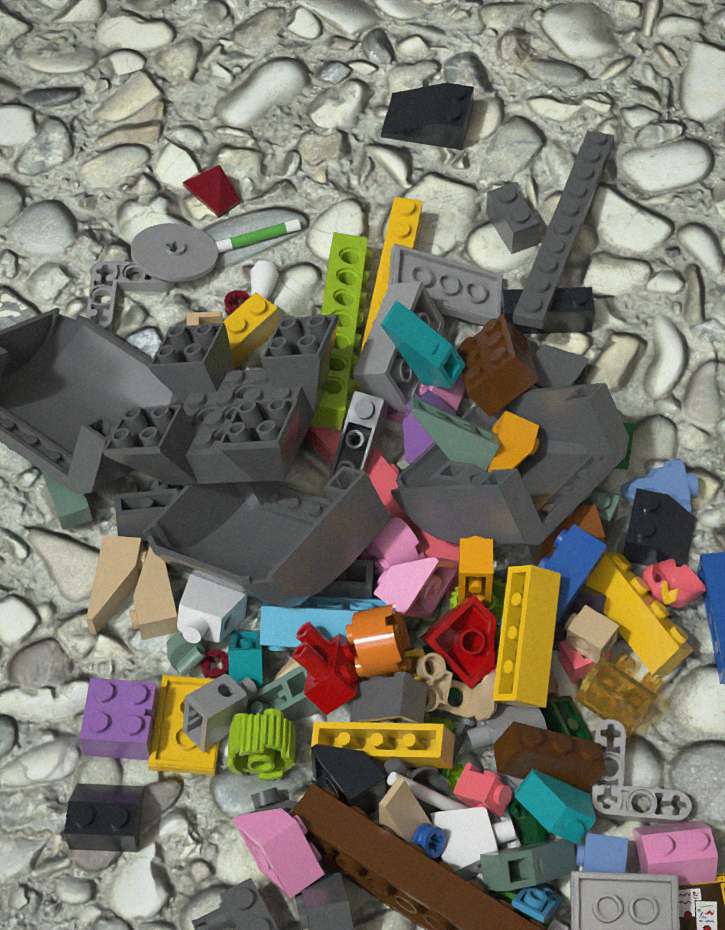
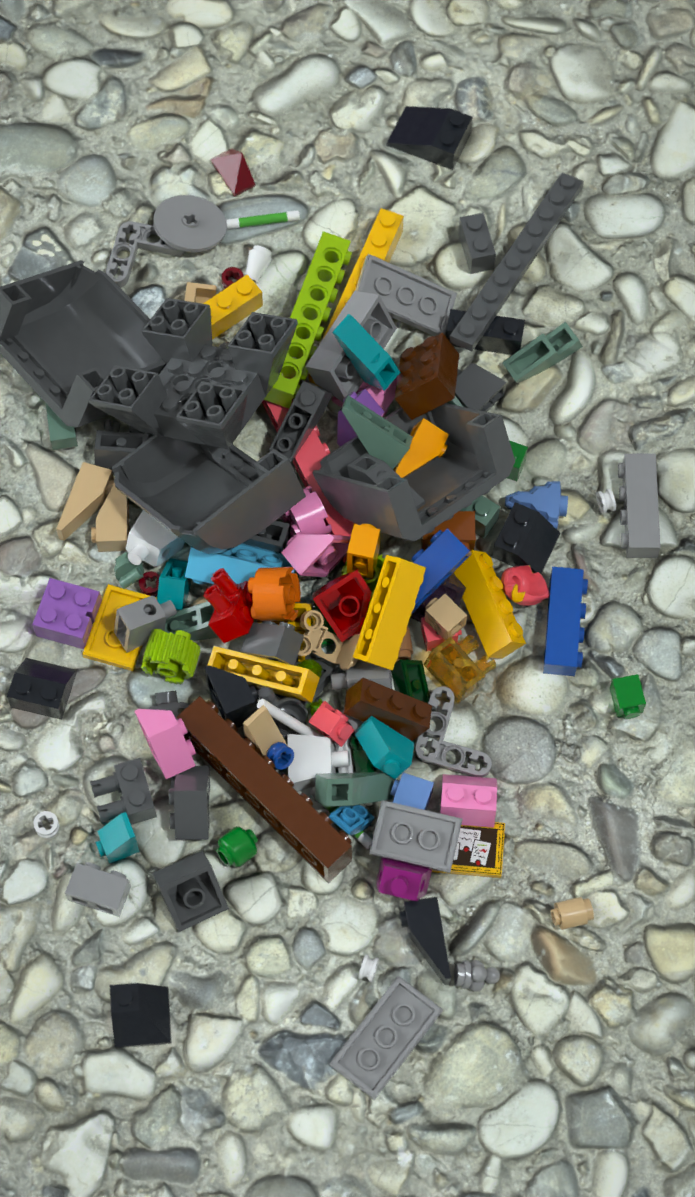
camera: 10 degrees right, 10 degrees up
(620, 322) = (542, 353): none -> sand green slope

